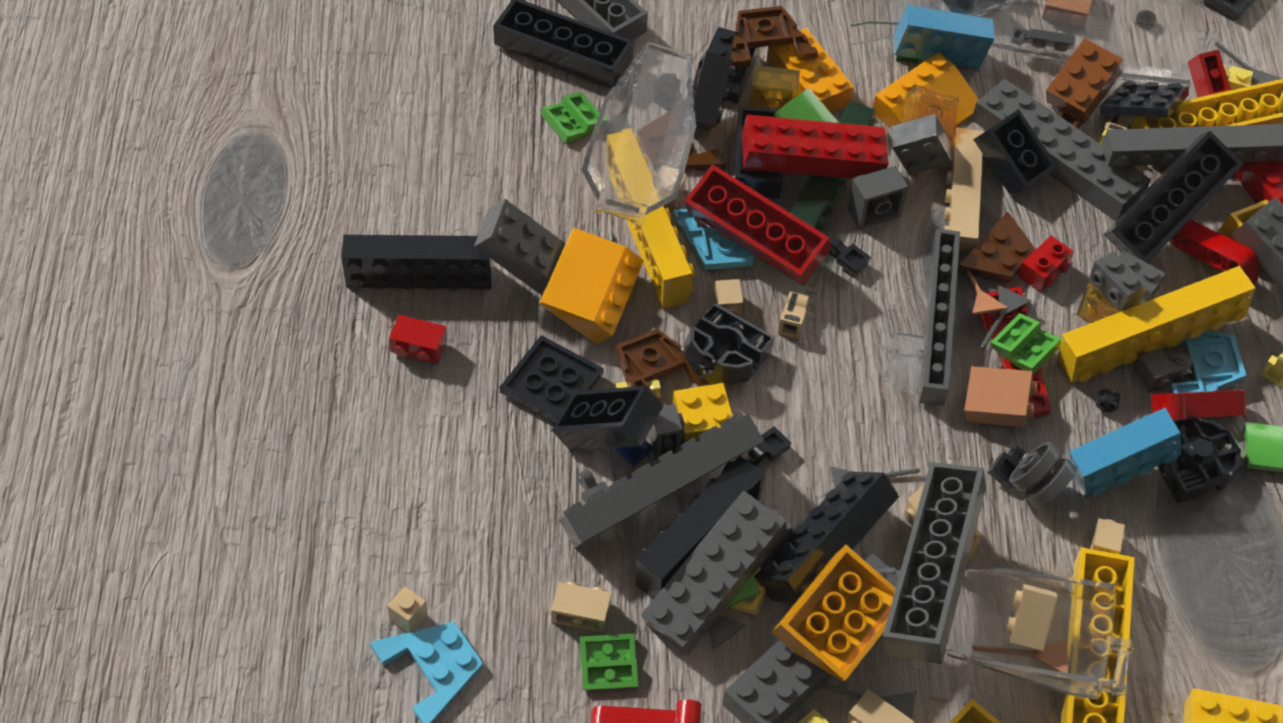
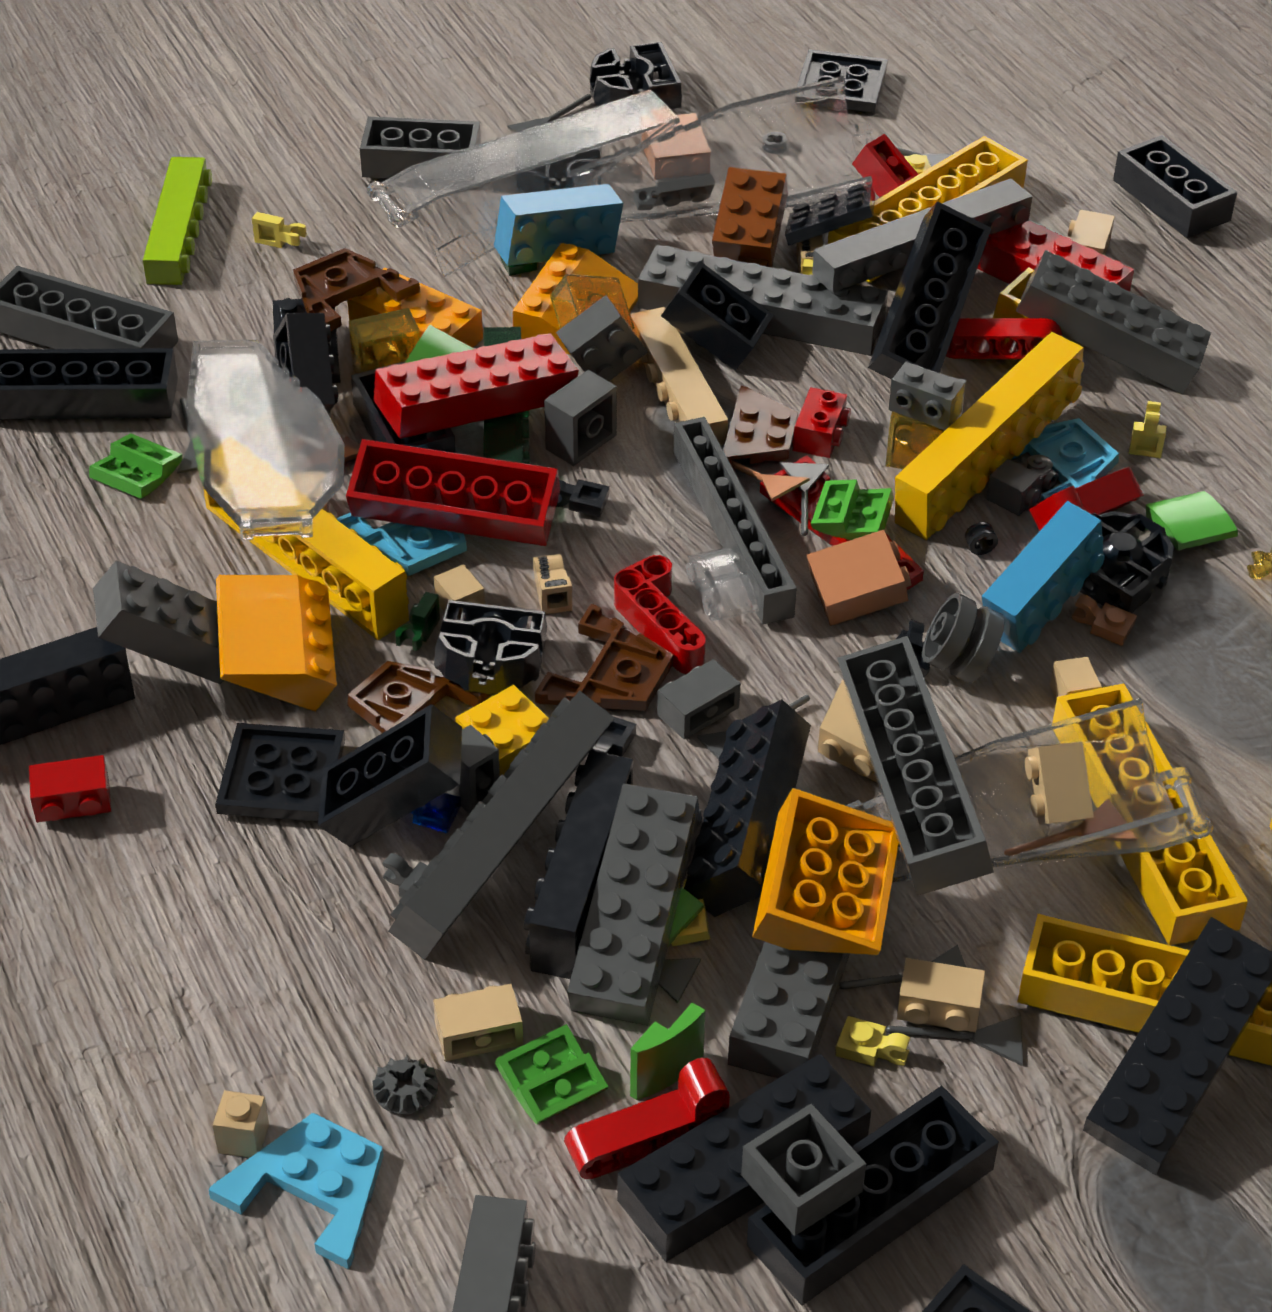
camera: 25 degrees left, 10 degrees down
(515, 638) = (409, 1098): none -> dark grey gear
(675, 685) = (664, 1052): none -> bright green slope
(696, 307) = (422, 621): none -> dark green plate
(803, 402) = (623, 674): none -> reddish brown wing
(841, 442) = (698, 698): none -> dark grey brick
(845, 346) = (643, 601): none -> red beam
(1161, 502) = (1108, 623): none -> nougat plate

